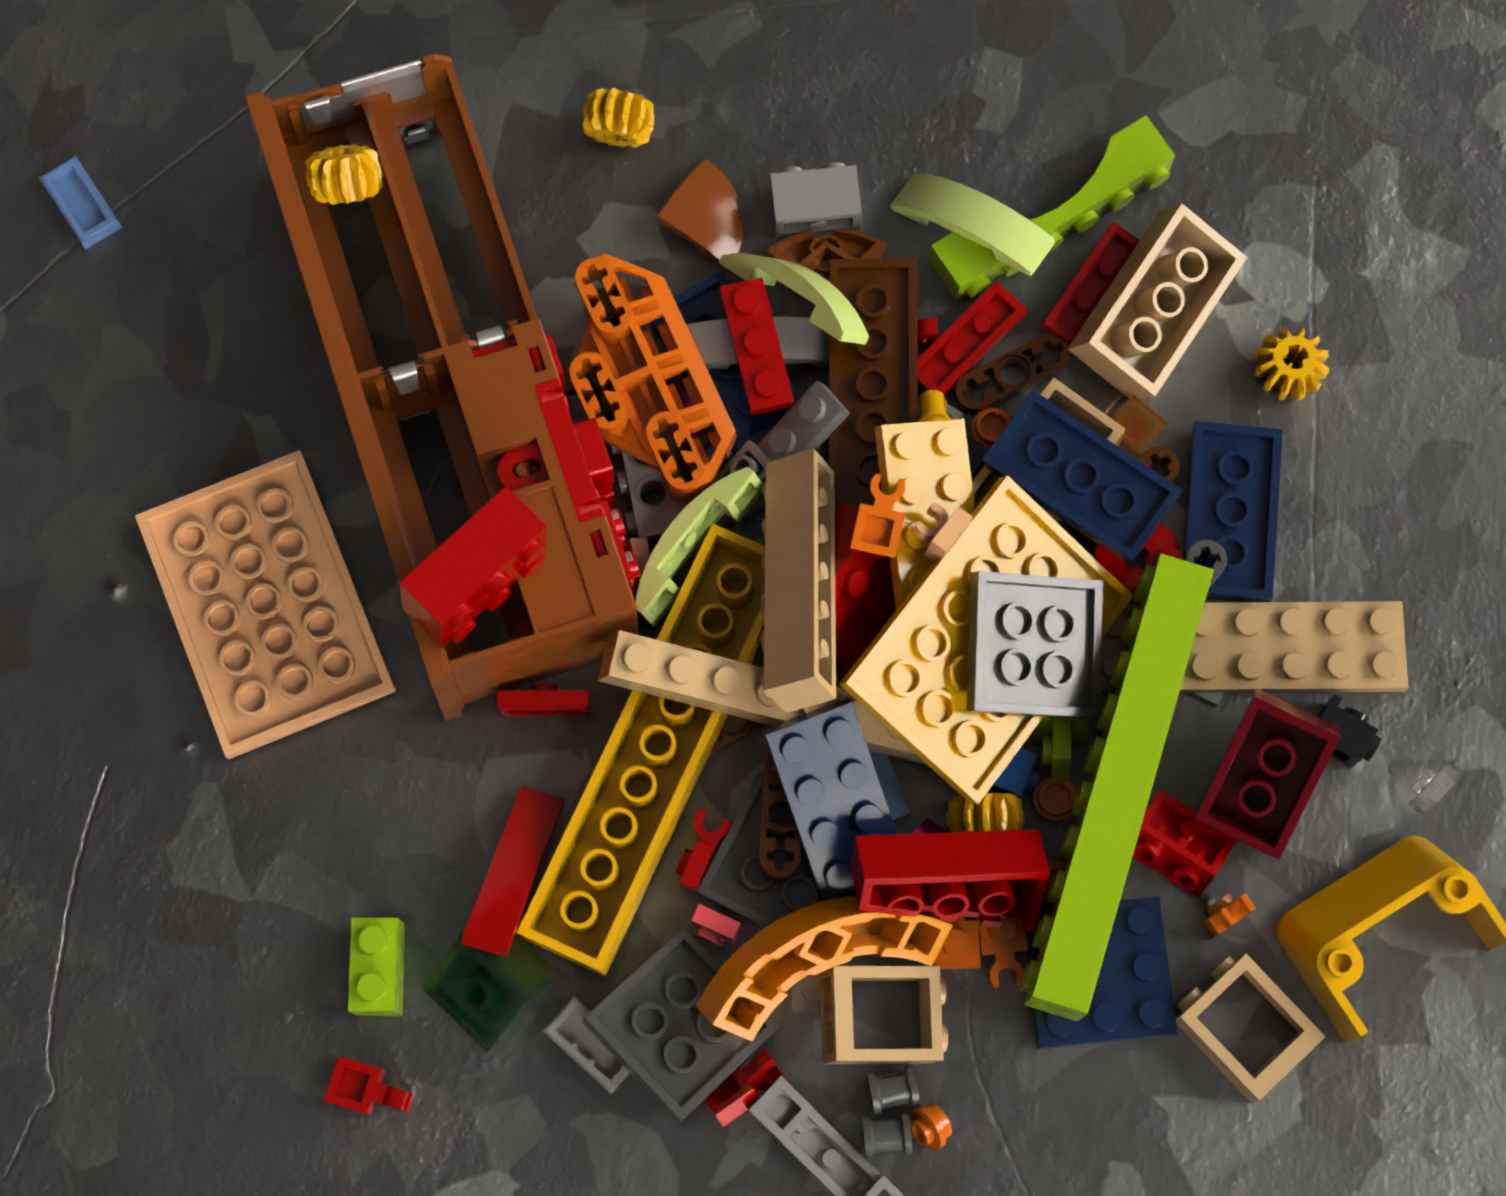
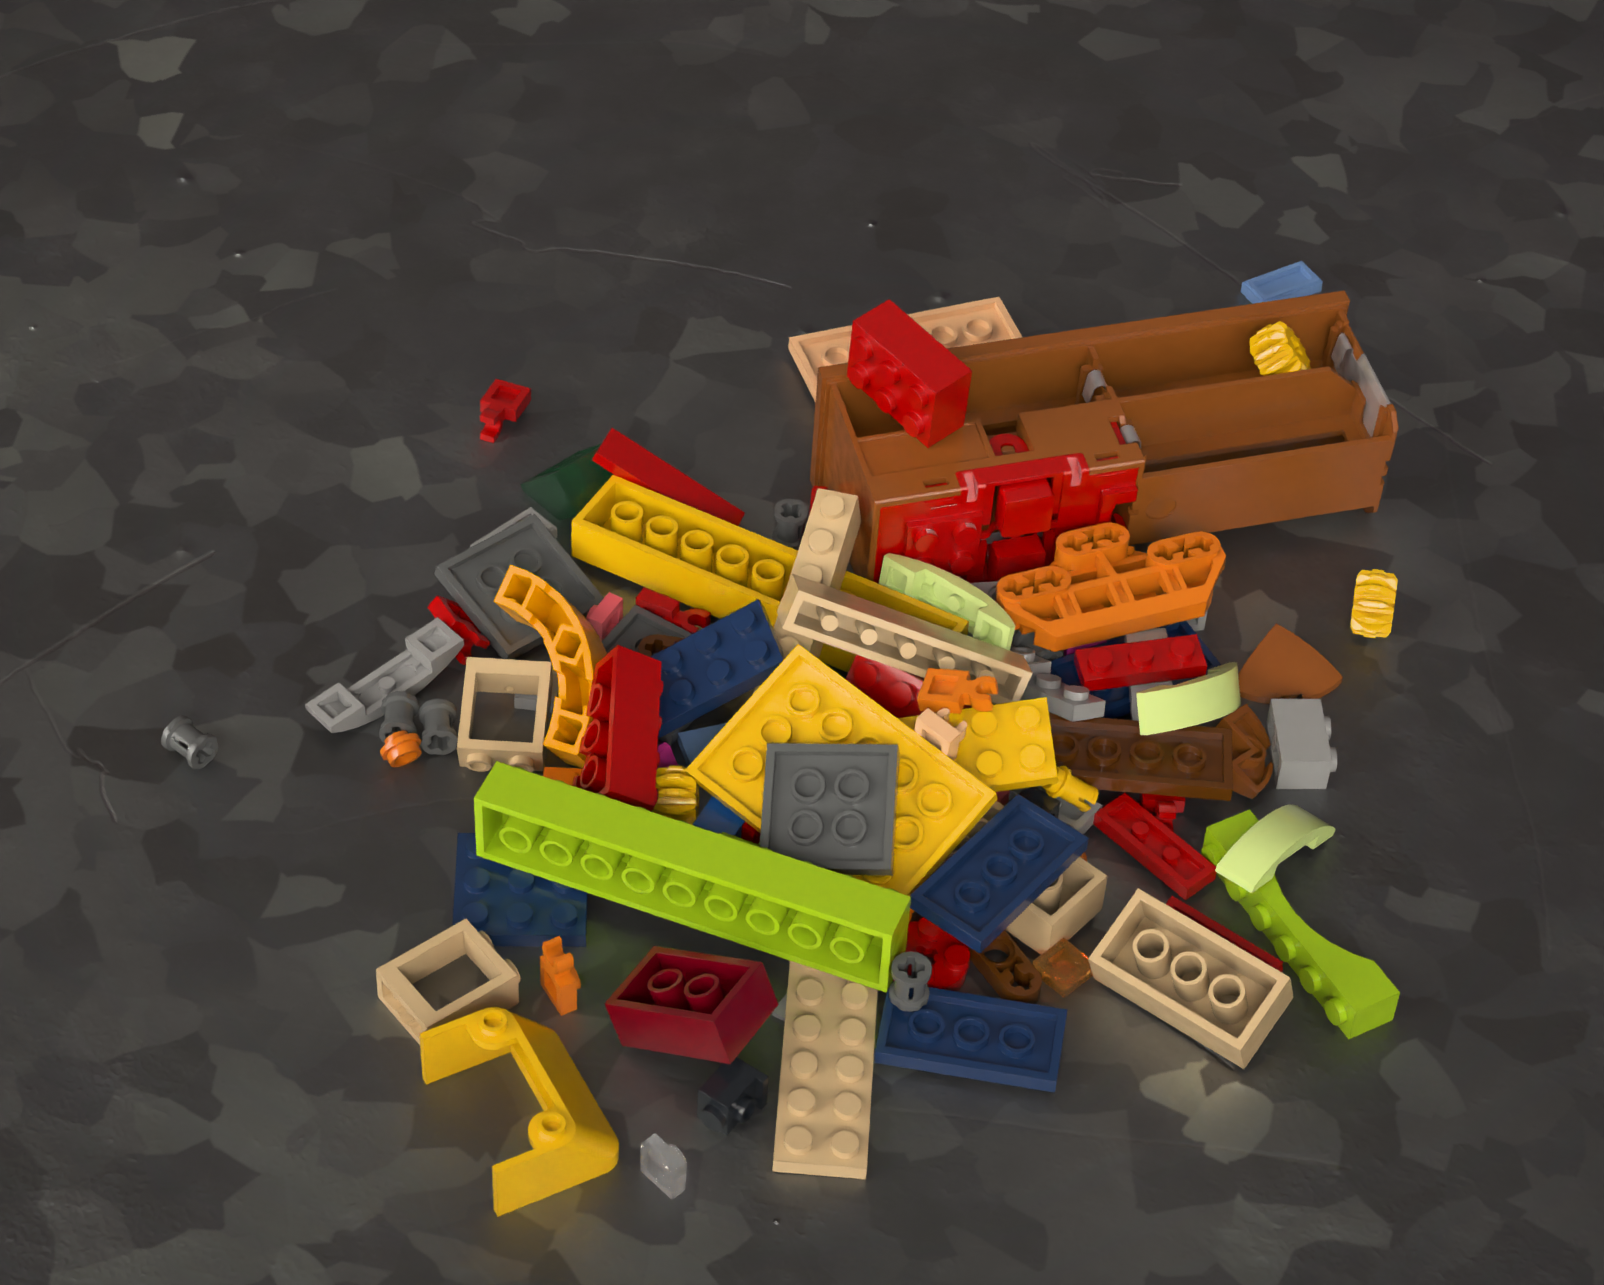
camera: 90 degrees right, 30 degrees down
(376, 967) = (593, 408): lime brick -> none
(544, 719) = (790, 519): none -> dark grey bush
(978, 377) = (1120, 864): reddish brown beam -> none
(1180, 845) = (638, 935): red bracket -> none
(1299, 351) = (1130, 1101): yellow gear -> none

